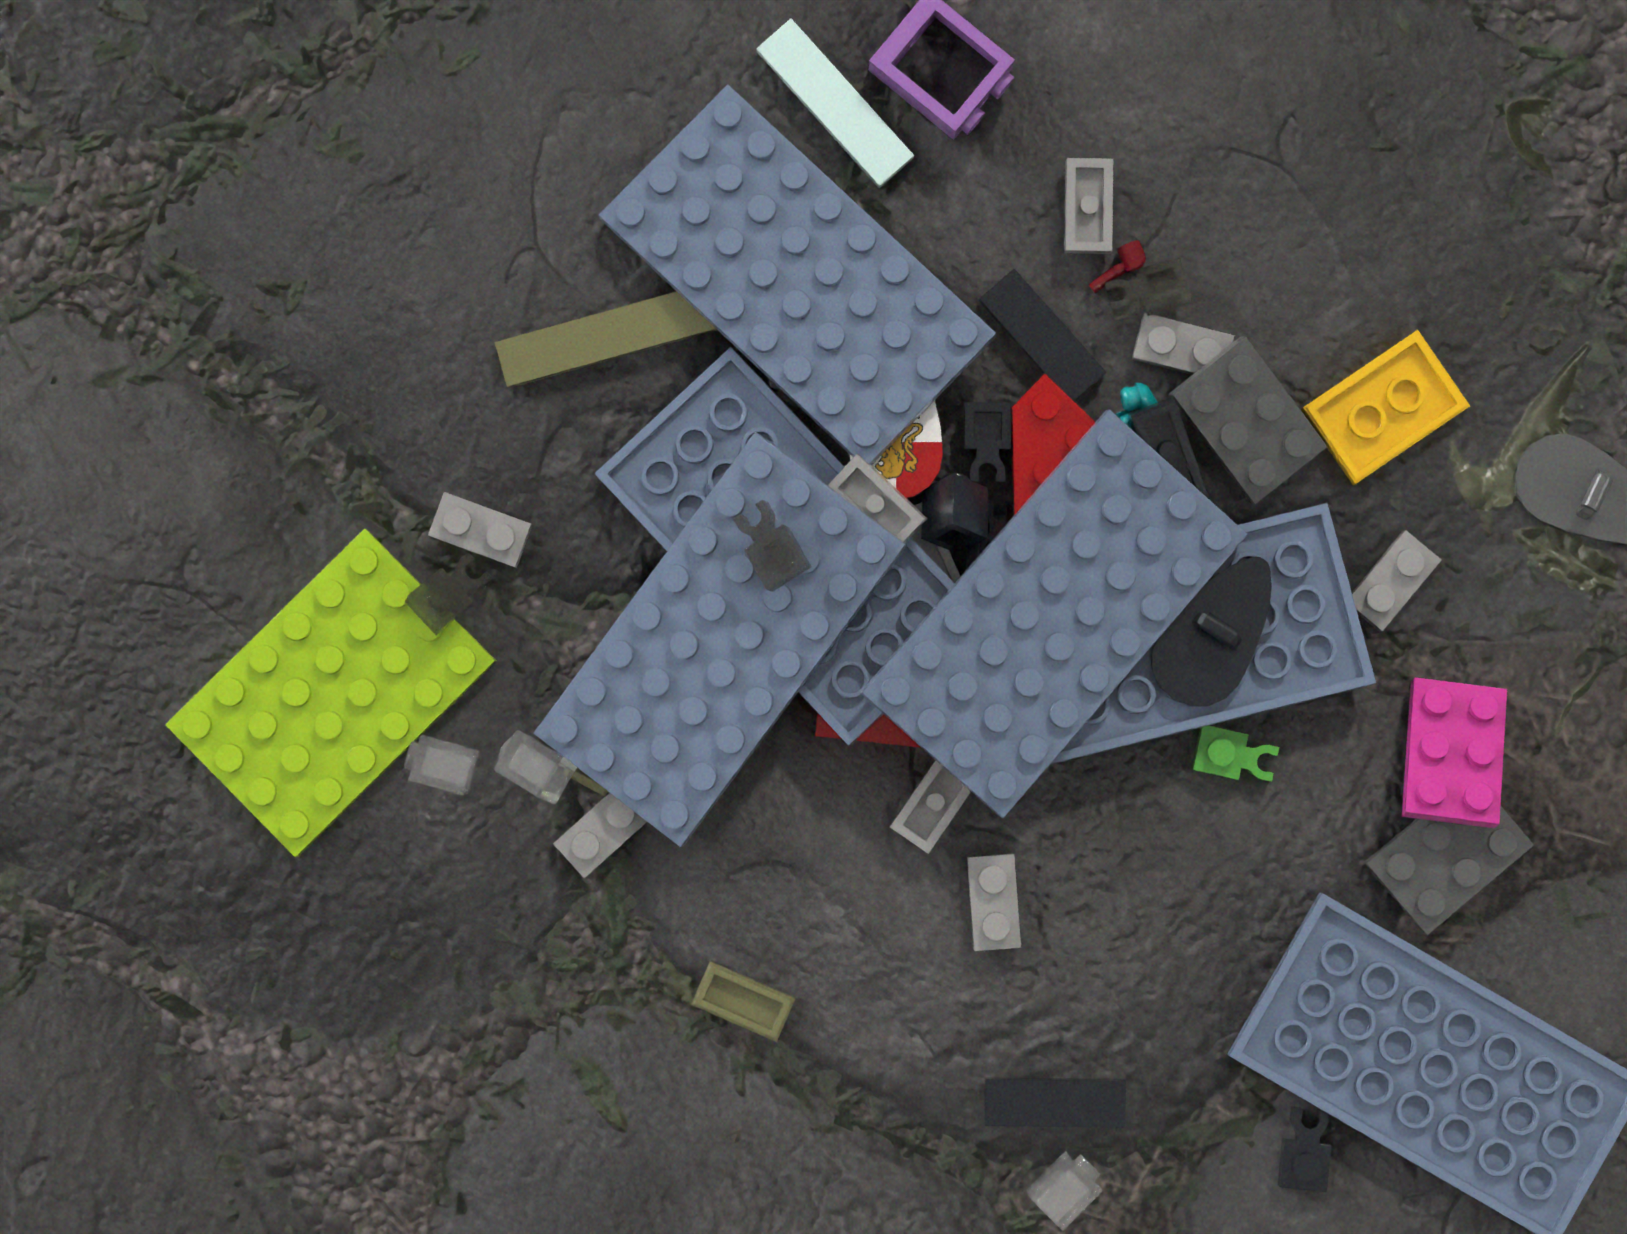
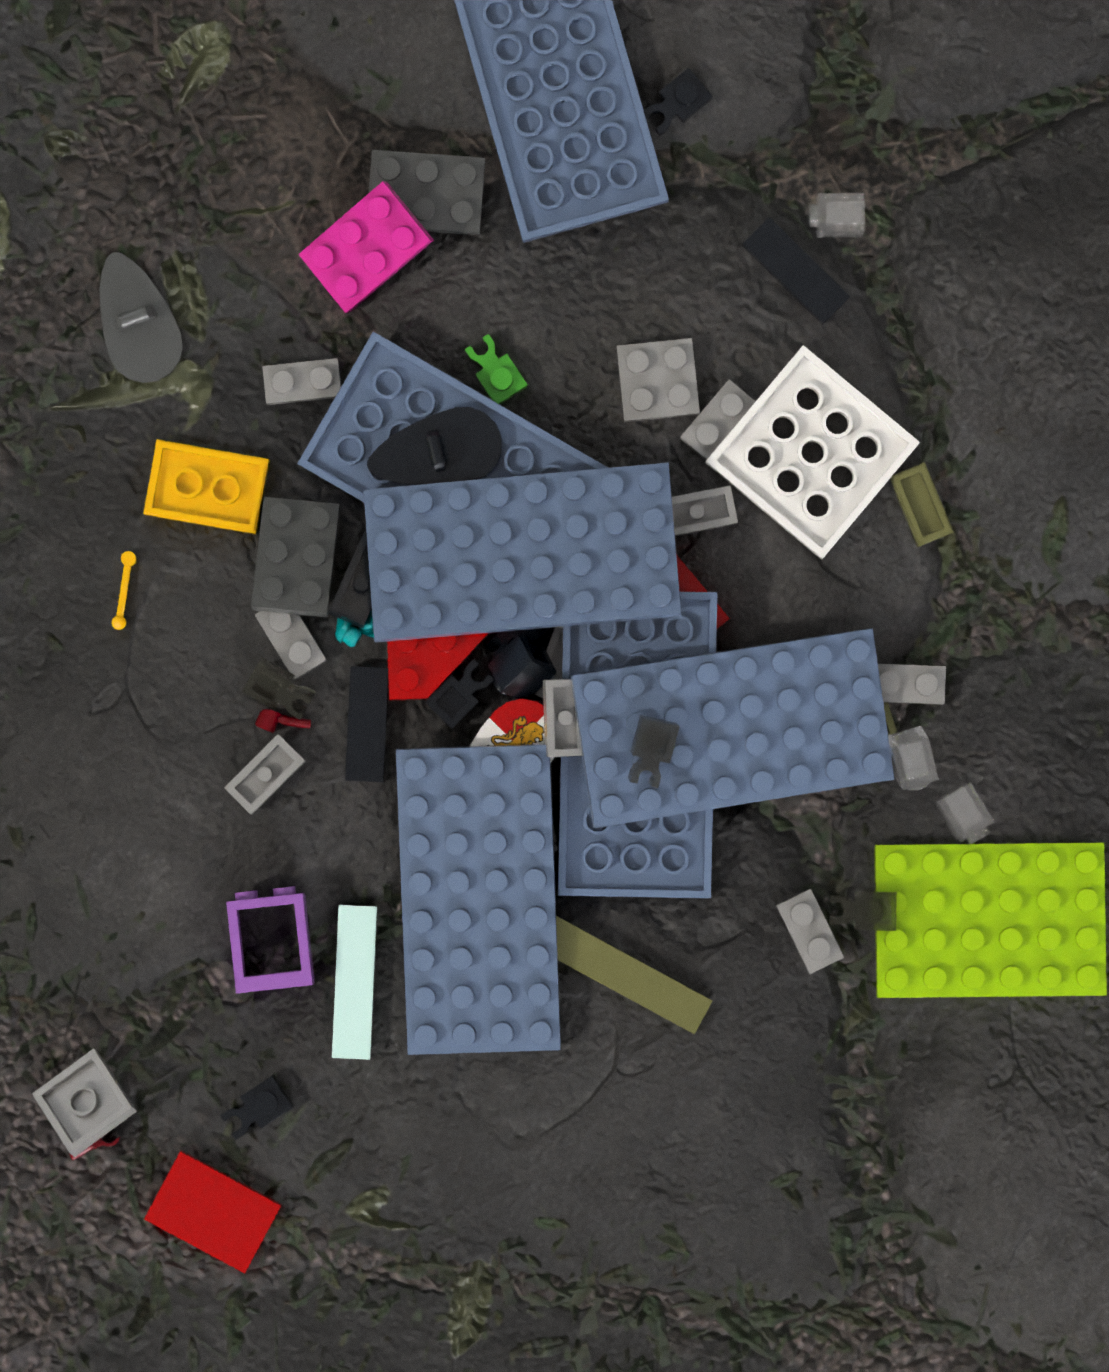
camera: 140 degrees left, 0 degrees up
(912, 1023) = (834, 396): none -> white piece
(1082, 886) = (658, 380): none -> light grey plate
(1390, 278) = (128, 559): none -> yellow hinge

